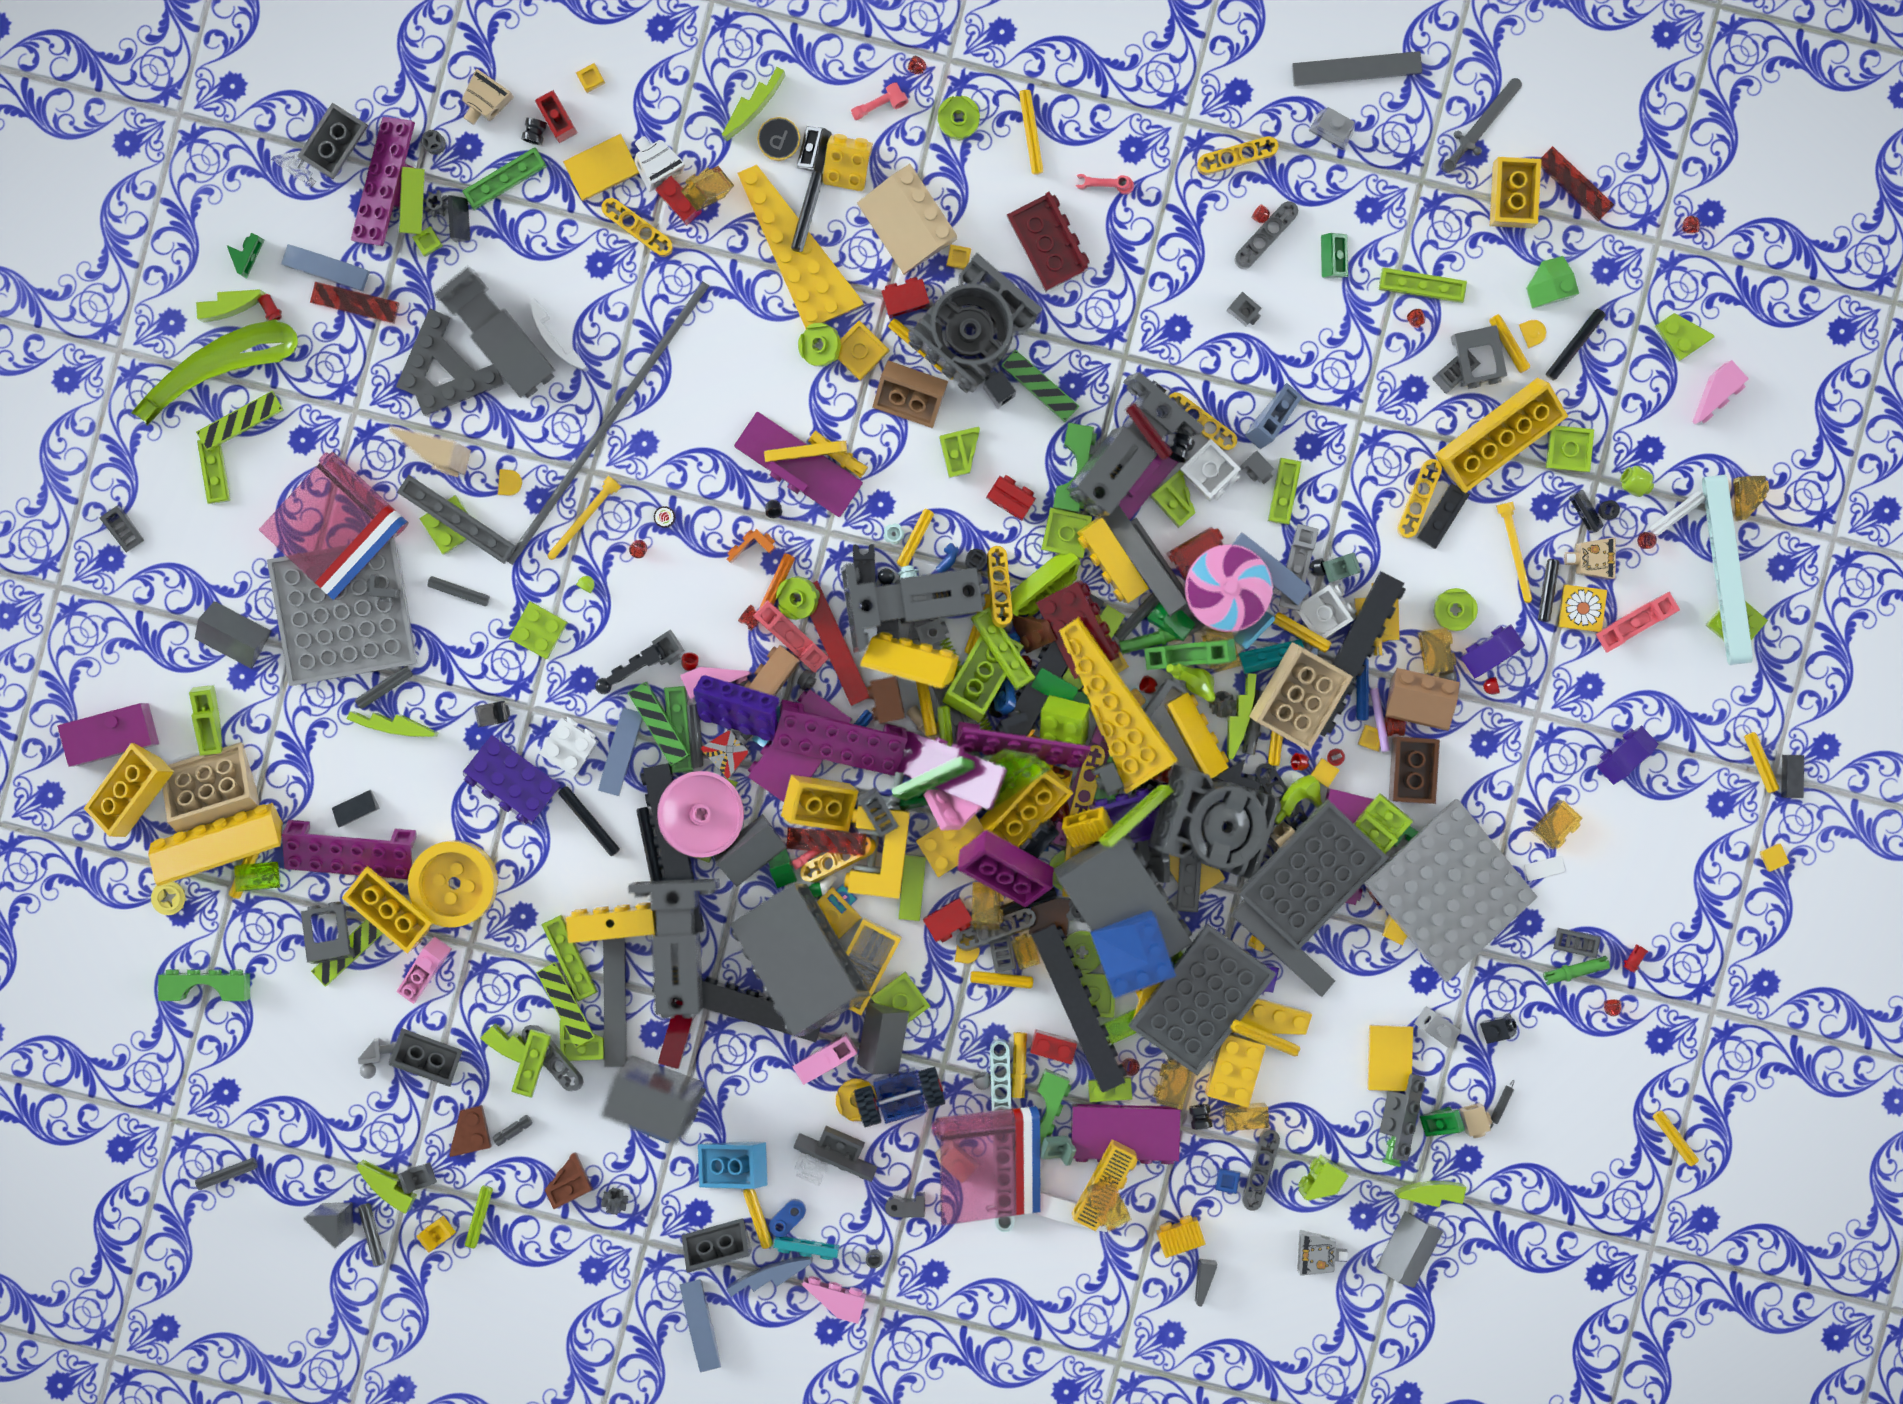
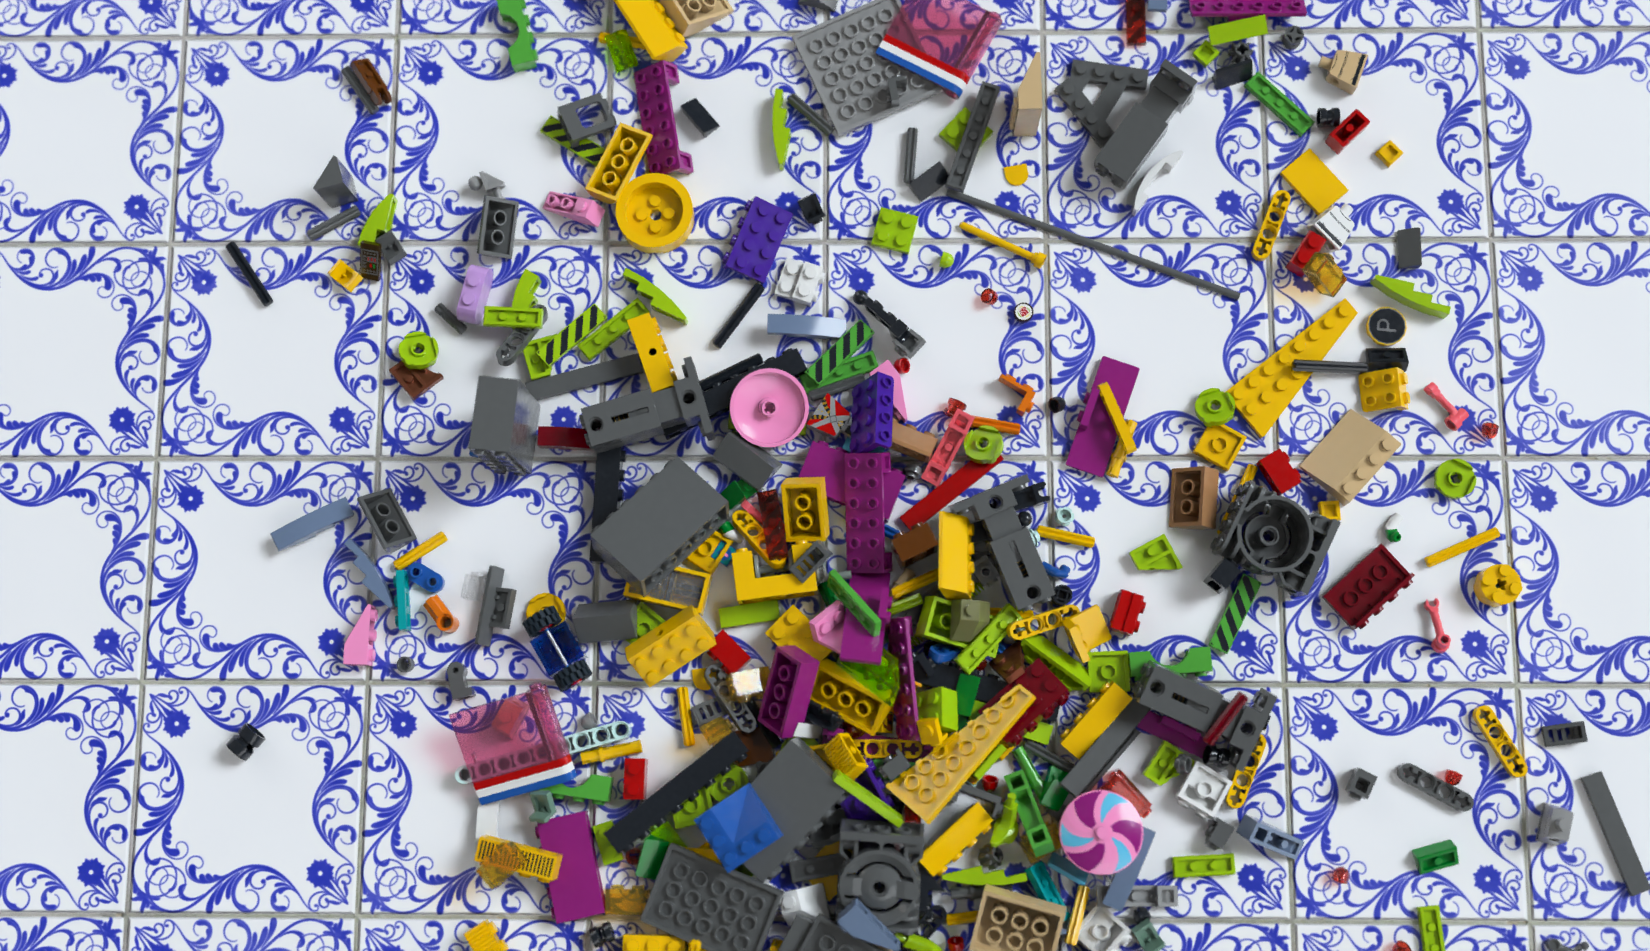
camera: 85 degrees right, 10 degrees down
(220, 1159) = (371, 81): none -> reddish brown hinge
(405, 1337) = (249, 273): none -> black axle
(426, 1203) = (370, 260): none -> dark brown tile
(470, 1132) = (440, 283): copper wing -> none
(478, 1216) = (368, 308): lime axle -> none
(494, 578) = (929, 181): none -> black slope
(494, 1098) = (474, 294): none -> lavender brick
(551, 901) = (659, 300): none -> lime slope
(551, 1177) = (418, 360): none -> lime plate
(614, 1201) = (407, 421): dark grey gear -> none
(700, 88) = (1409, 248): none -> dark grey slope
(732, 1165) = (462, 516): dark azure slope -> none
(825, 1058) = (576, 575): bright pink slope -> none
(829, 1210) = (440, 614): none -> orange piece
(927, 978) = (670, 646): none -> yellow brick
(978, 664) = (968, 618): none -> olive slope
(993, 199) = (1391, 528): none -> arm
(1020, 544) = (1086, 631): none -> yellow bracket
(1049, 858) = (808, 730): none -> white sticker
(1085, 733) = (930, 731): none -> yellow bracket
(1088, 99) = (1508, 589): none -> yellow brick
(1129, 681) = (988, 762): none -> lime tile
(1137, 1048) = (651, 857): none -> green slope
(1179, 484) = (1182, 763): none -> dark grey plate
(1220, 902) = (806, 901): none -> white slope
(1254, 89) = (1581, 731): none -> dark grey slope
(1261, 850) = (864, 925): none -> sand blue slope
(1328, 356) = (1341, 875): none -> clear red hinge

